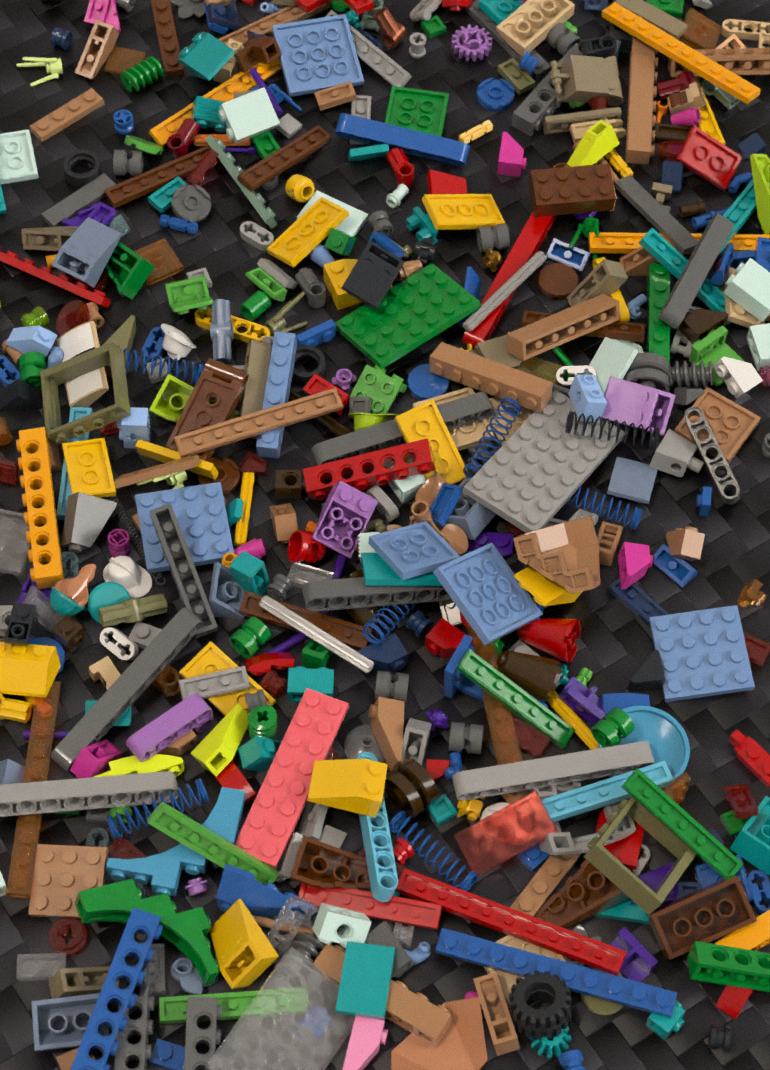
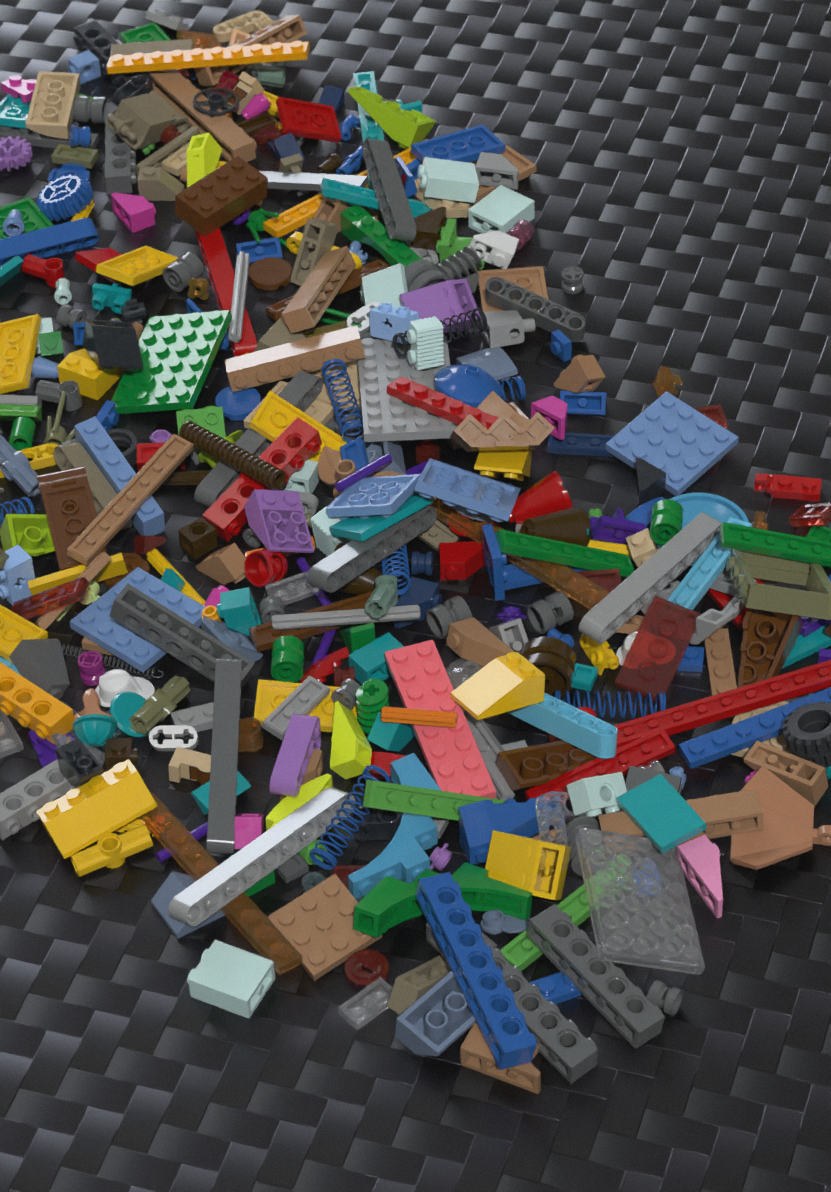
camera: 35 degrees left, 15 degrees down
(133, 468) = (51, 599): none -> clear red tile
(274, 764) = (419, 716): none -> orange axle
(349, 639) = (383, 597): none -> sand green piece
(357, 437) = (233, 455): none -> dark brown piece
(411, 112) = (13, 223): none -> medium blue cone
(431, 521) = (363, 472): none -> dark purple bar
(470, 111) = (65, 197): none -> blue gear
(542, 503) = (437, 402): none -> red plate
(549, 144) = (158, 184): none -> dark tan slope
(581, 735) = (641, 546): none -> tan bracket
(582, 437) = (426, 343): none -> light aqua brick
(586, 493) = (466, 383): none -> blue dish
(655, 94) = (216, 101): none -> black wheel

